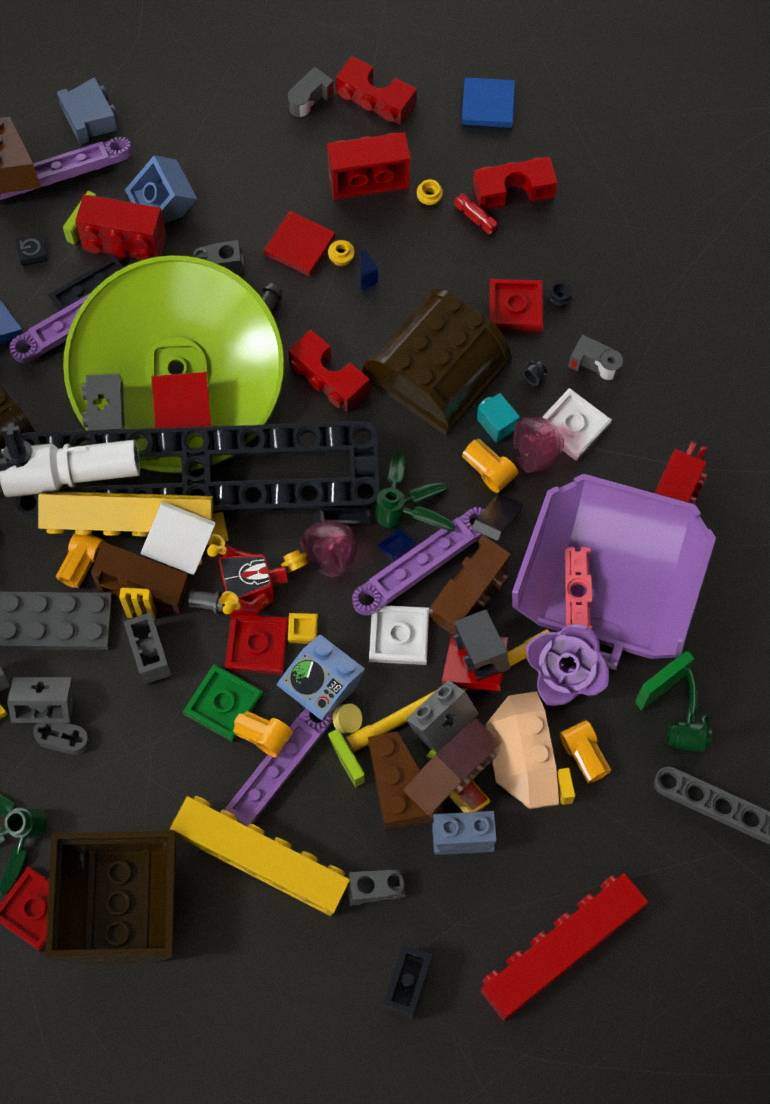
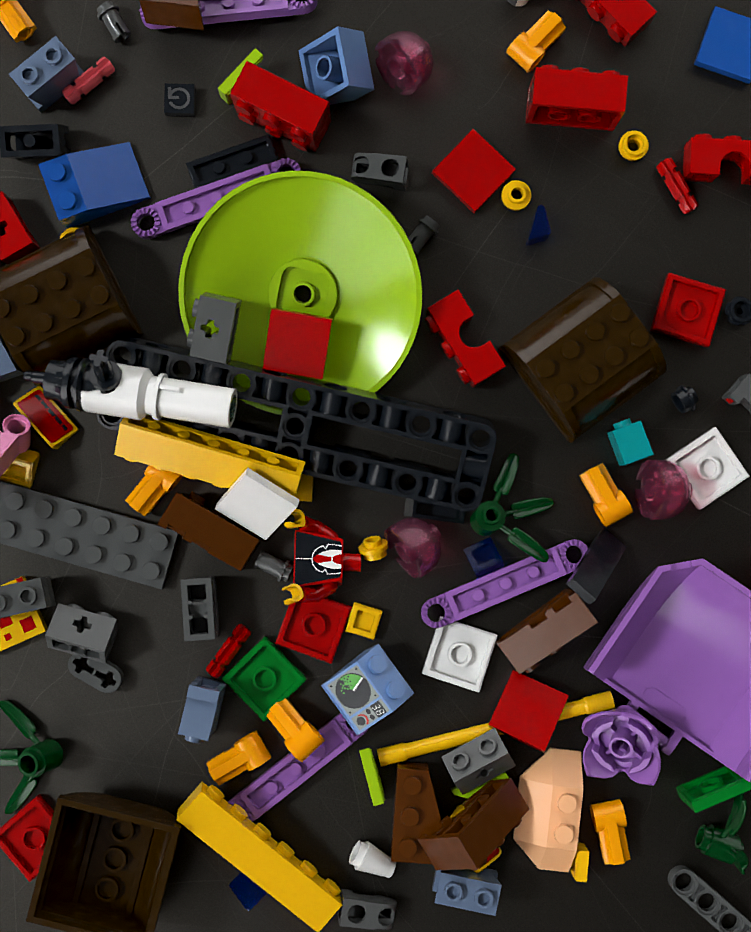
camera: 15 degrees right, 20 degrees up
(133, 604) = (200, 558): yellow tile -> none
(171, 733) = (202, 709): none -> sand blue hips
(183, 686) = (228, 651): none -> red axle
(217, 173) = (404, 61): none -> clear pink cylinder
(222, 771) = (245, 755): none -> light orange piece
(257, 897) = (246, 891): none -> clear blue slope
(326, 132) = (531, 46): none -> light orange piece
(347, 718) = (383, 733): light yellow tile -> none
(367, 838) = (371, 860): none -> white cone
(481, 645) = (539, 704): black brick -> none
(578, 573) = (648, 685): coral piece -> none

